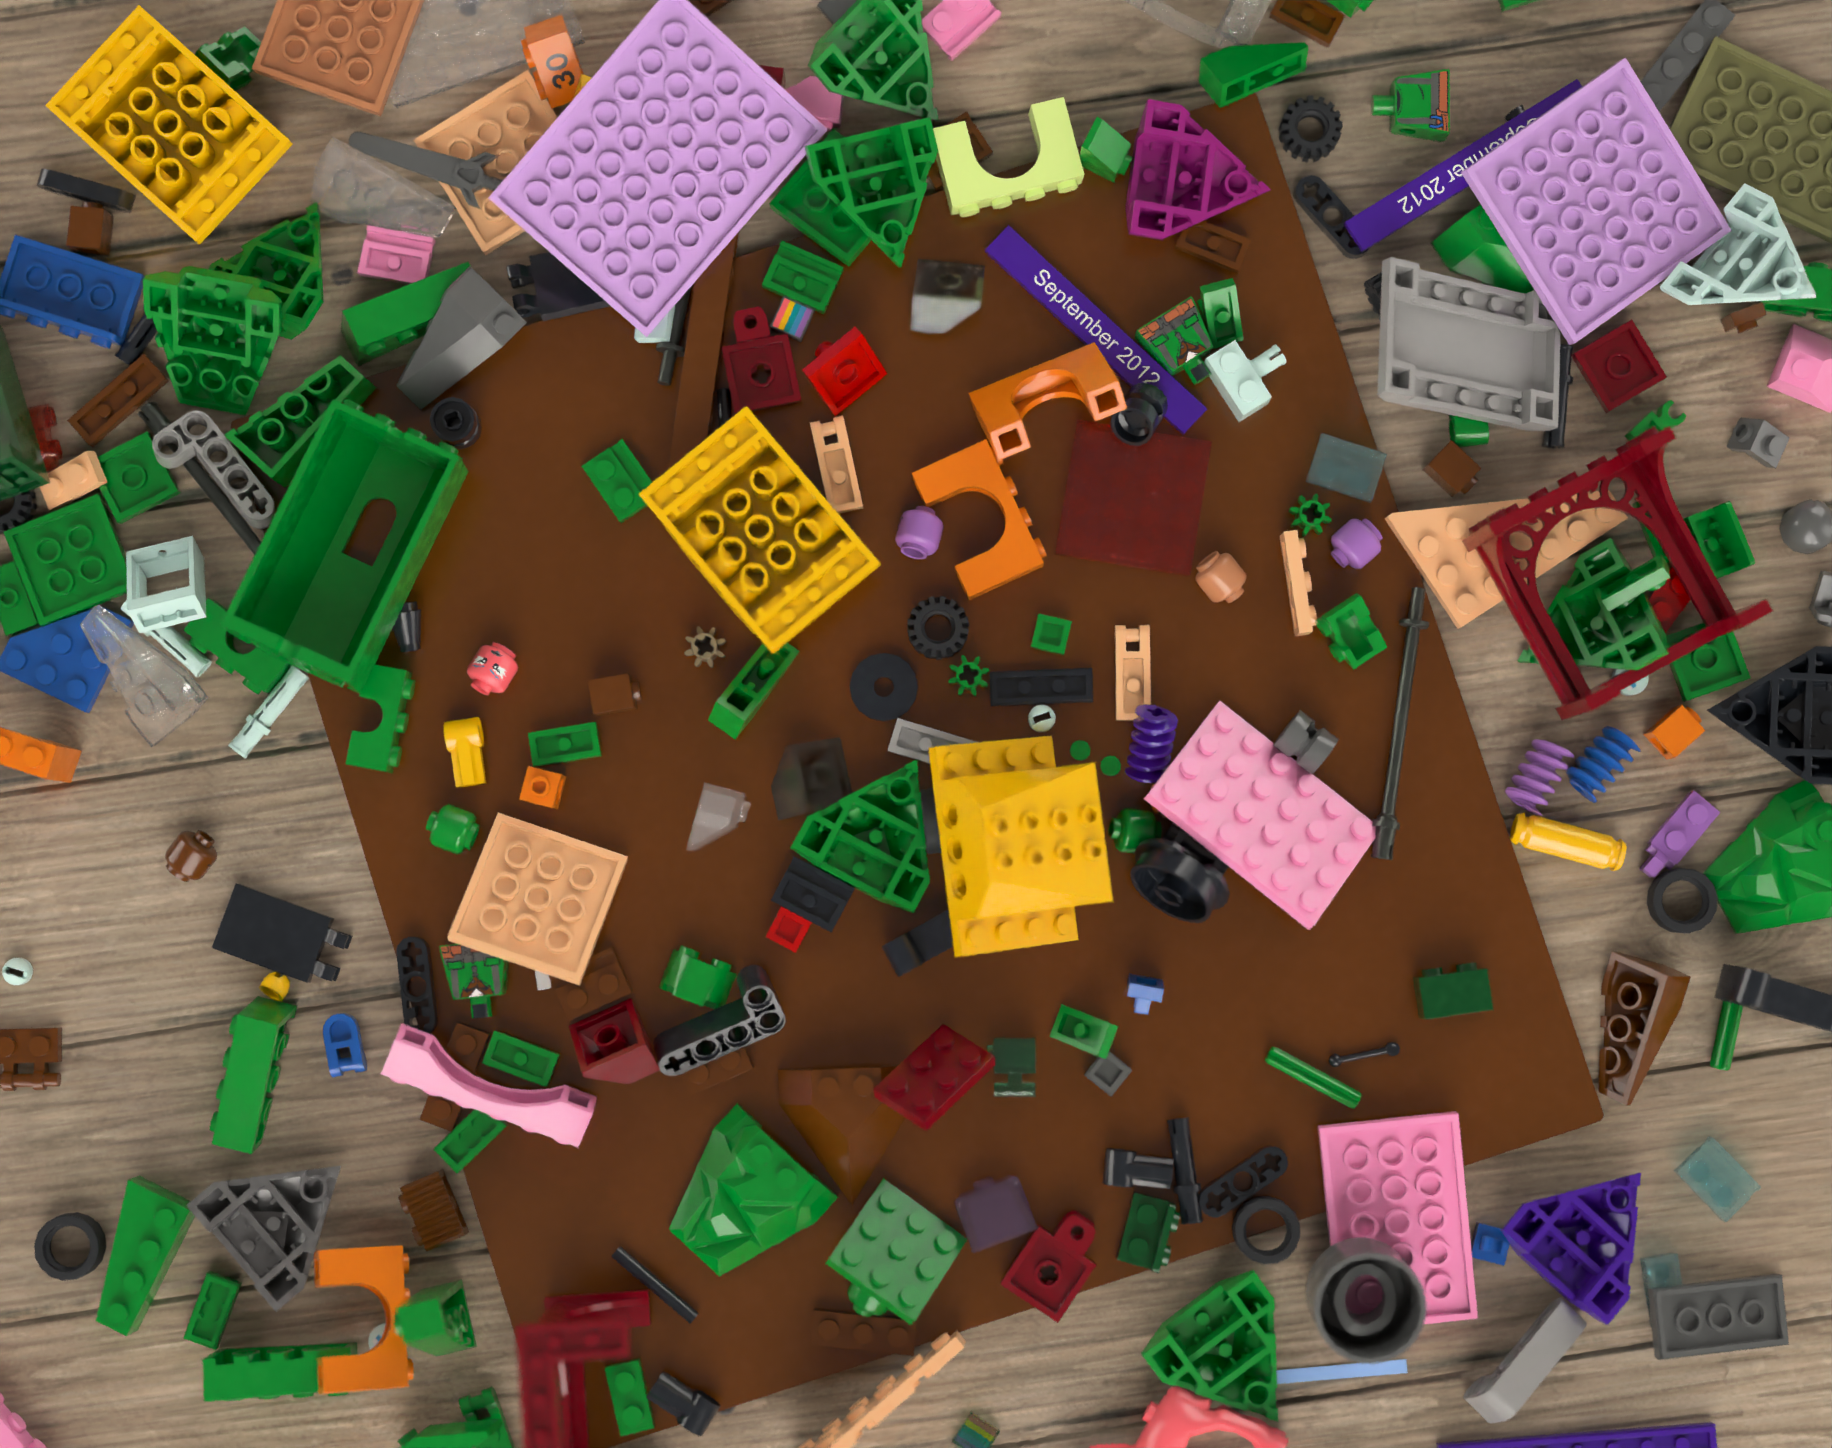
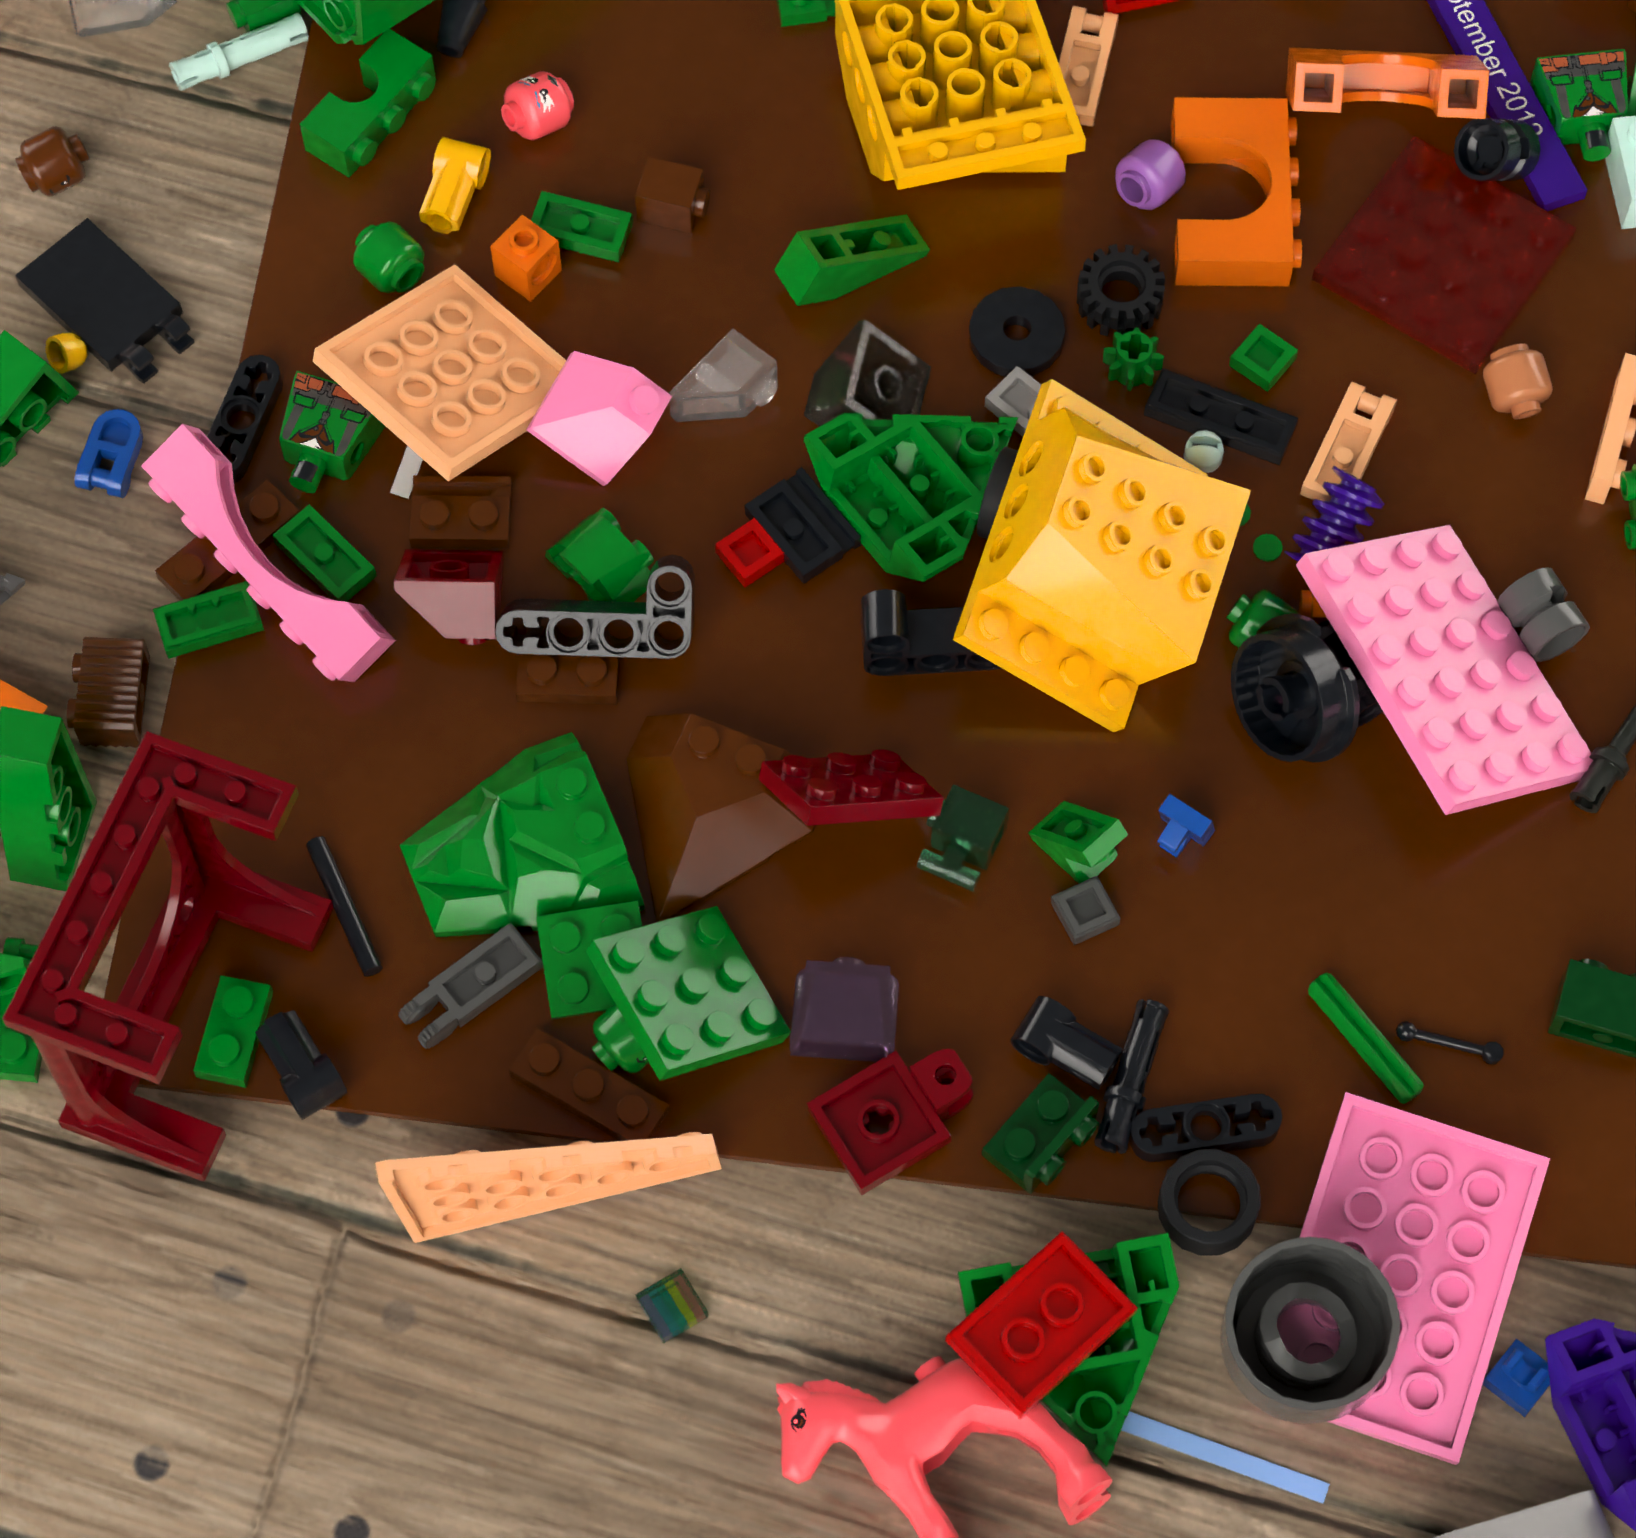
camera: 20 degrees right, 20 degrees down
(647, 883) = (598, 414): none -> bright pink slope
(703, 637) = (814, 190): dark tan gear -> none
(762, 1298) = (473, 984): none -> dark grey hinge
(813, 1244) = (569, 974): none -> green plate
(1206, 1366) = (1041, 1324): none -> red tile

